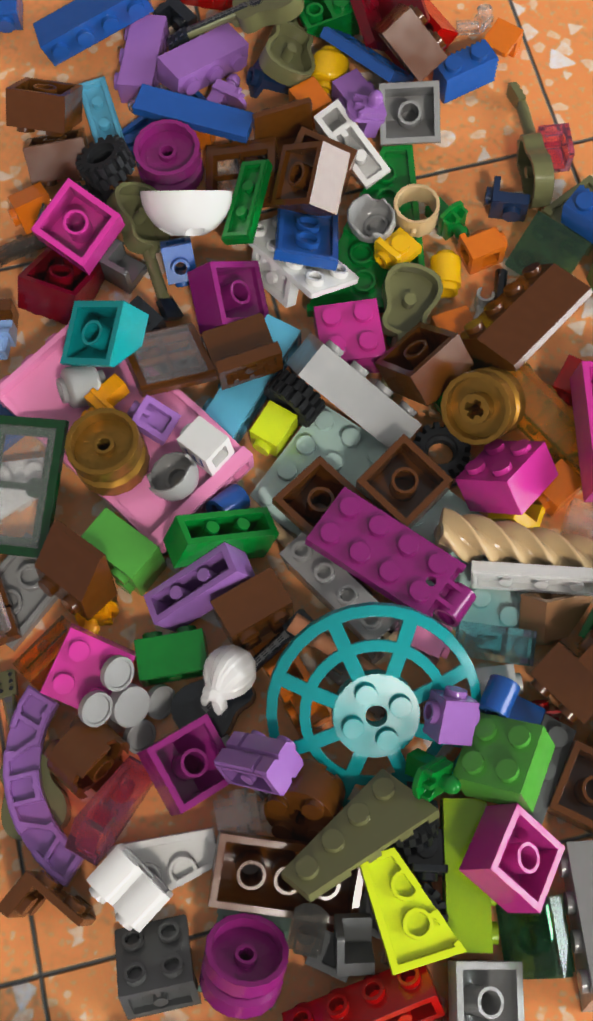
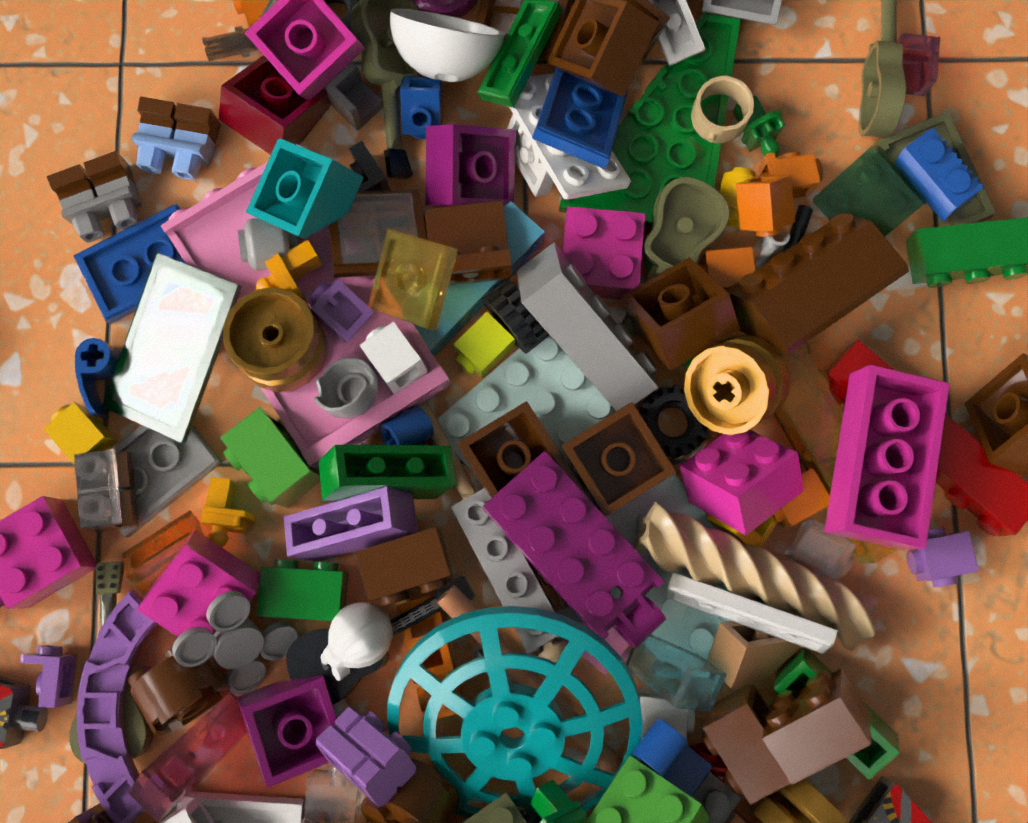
camera: 10 degrees right, 10 degrees up
(74, 572) = (207, 474): reddish brown slope -> none
(206, 380) = (412, 279): none -> clear yellow tile
(371, 218) = (664, 109): light grey hair -> none
(396, 249) = (685, 155): yellow bracket -> none
(451, 716) = (597, 762): medium lavender brick -> none
(468, 270) = (765, 204): none -> orange brick
(506, 205) = (834, 126): dark blue bracket -> none

